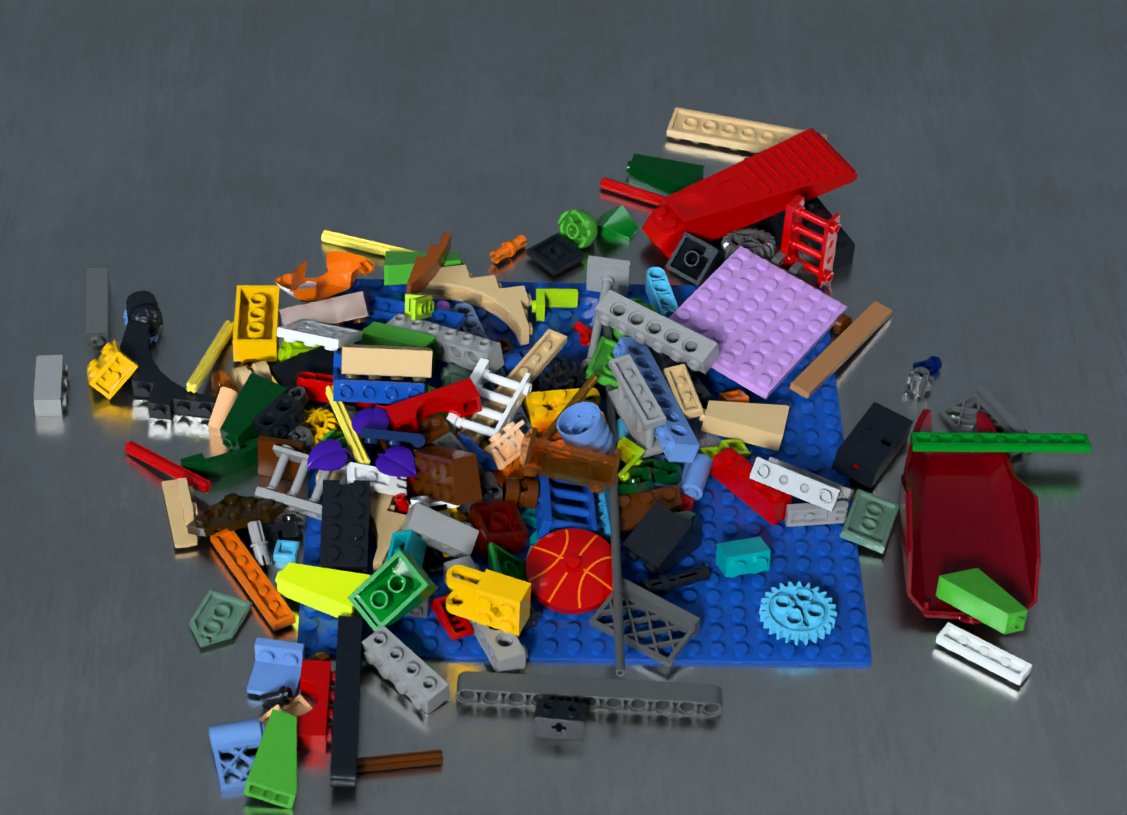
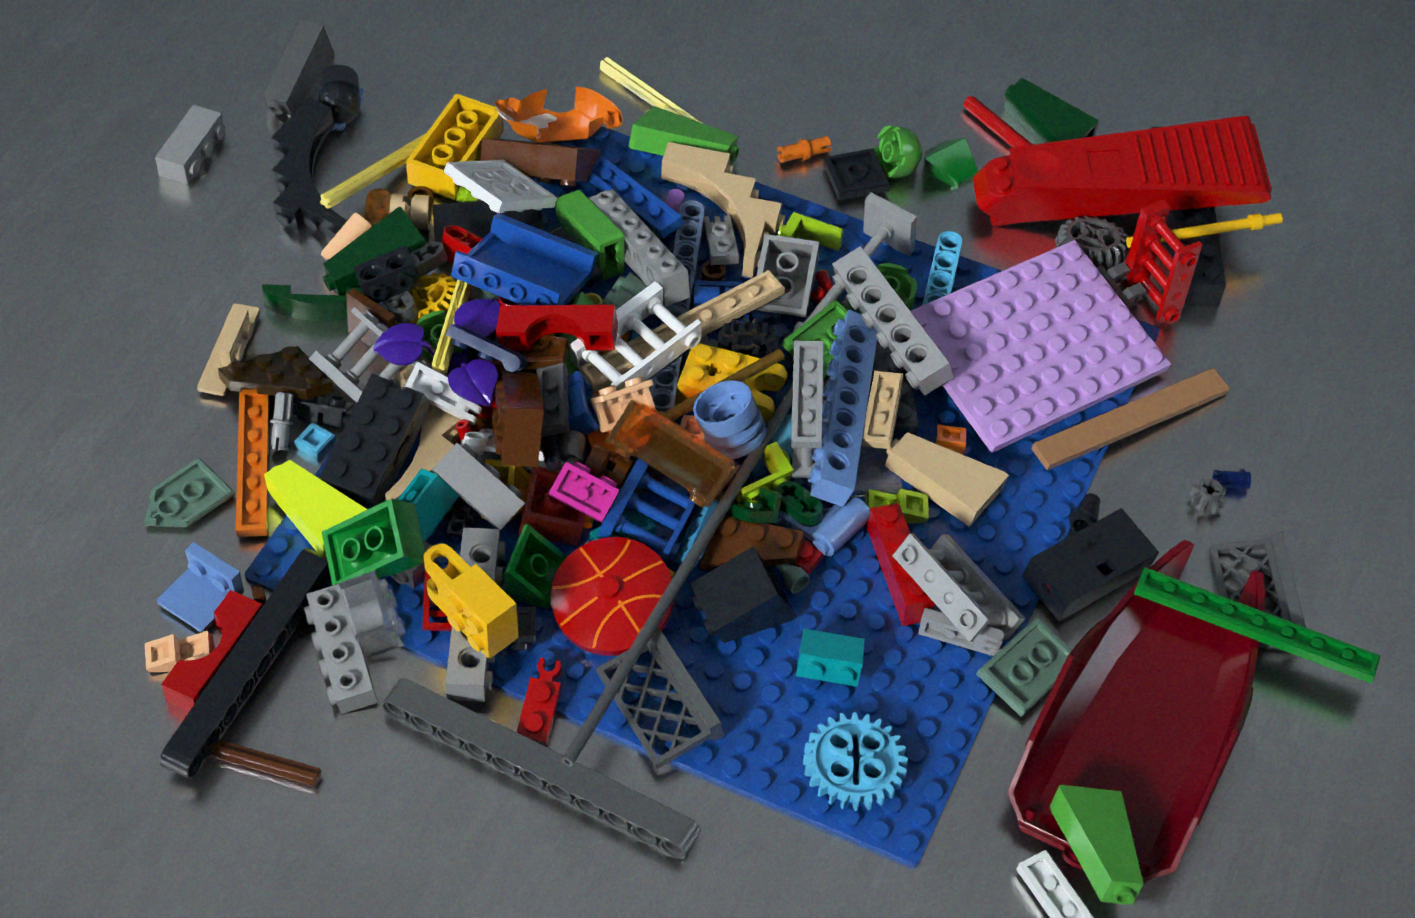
camera: 25 degrees right, 10 degrees up
(110, 370) = (257, 150): yellow bracket -> none
(167, 466) = (250, 288): red axle -> none
(235, 739) = (99, 656): medium blue piece -> none
(275, 764) = (118, 709): bright green slope -> none
(281, 696) = (184, 625): black pin -> none
(386, 361) = (542, 246): tan slope -> none
(418, 306) = (630, 190): lime bracket -> none
(419, 633) = (373, 613): none -> clear brick
(427, 267) = (674, 145): dark orange slope -> none
(495, 325) = (721, 241): none -> light grey hinge
(519, 507) = (584, 492): none -> dark pink bracket
(559, 719) = (480, 787): black brick -> none
(562, 319) = (795, 266): none -> light grey slope
(564, 653) = (541, 704): none -> red plate
(664, 583) = (714, 655): black pin -> none
(694, 259) = (1016, 236): black slope -> none
(727, 131) = (1169, 88): tan plate -> none
(842, 323) = (1152, 383): reddish brown tile -> none
(848, 417) = (1085, 513): none -> black cone
(850, 198) = (1252, 222): none -> yellow bar

